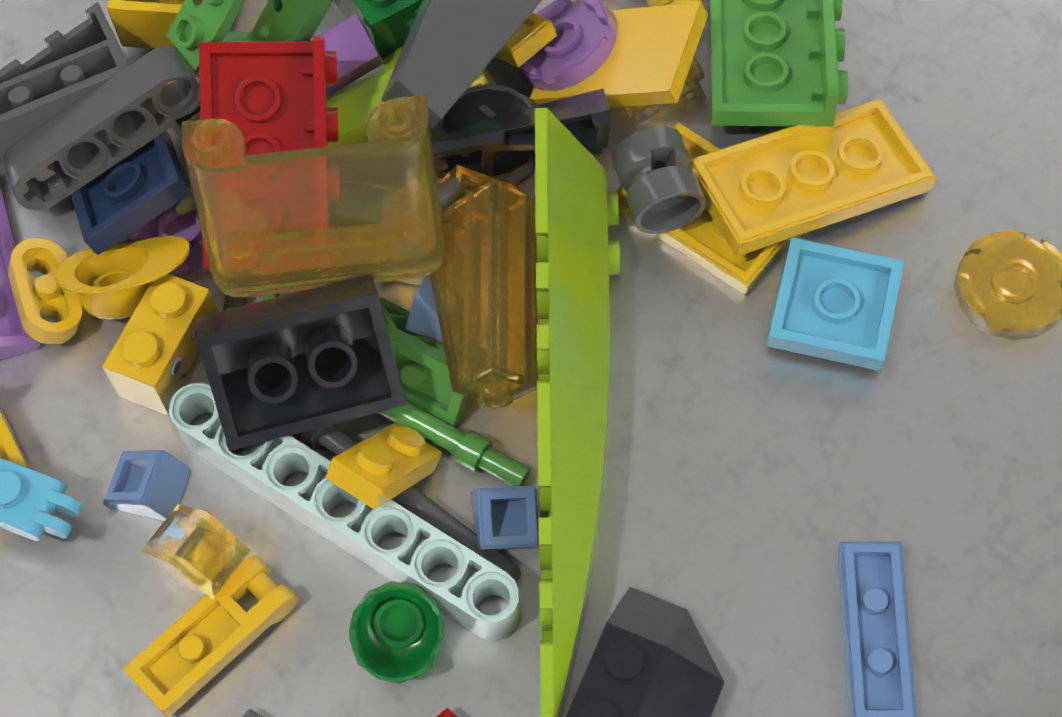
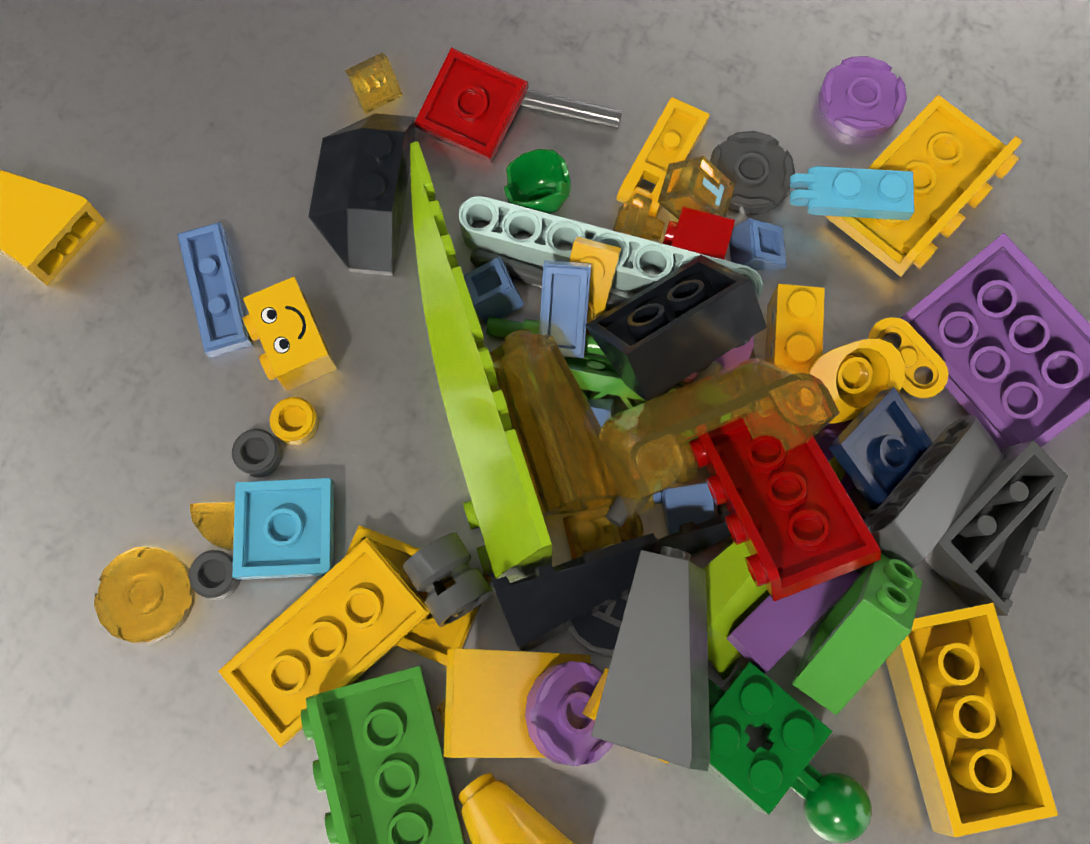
camera: 160 degrees right, 10 degrees up
(105, 588) = (757, 169): none -> dark grey tile
(221, 489) = (700, 233): none -> red brick
(293, 544) = (634, 219): none -> clear yellow tile
(424, 432) = (565, 305): none -> medium blue tile
(785, 527) = (288, 334): none -> yellow brick
(800, 431) = (294, 420): none -> yellow tile
(854, 405) = (257, 453): none -> dark grey tile
(915, 338) = (215, 522): none -> clear yellow tile
(928, 284) = (212, 575): none -> dark grey tile

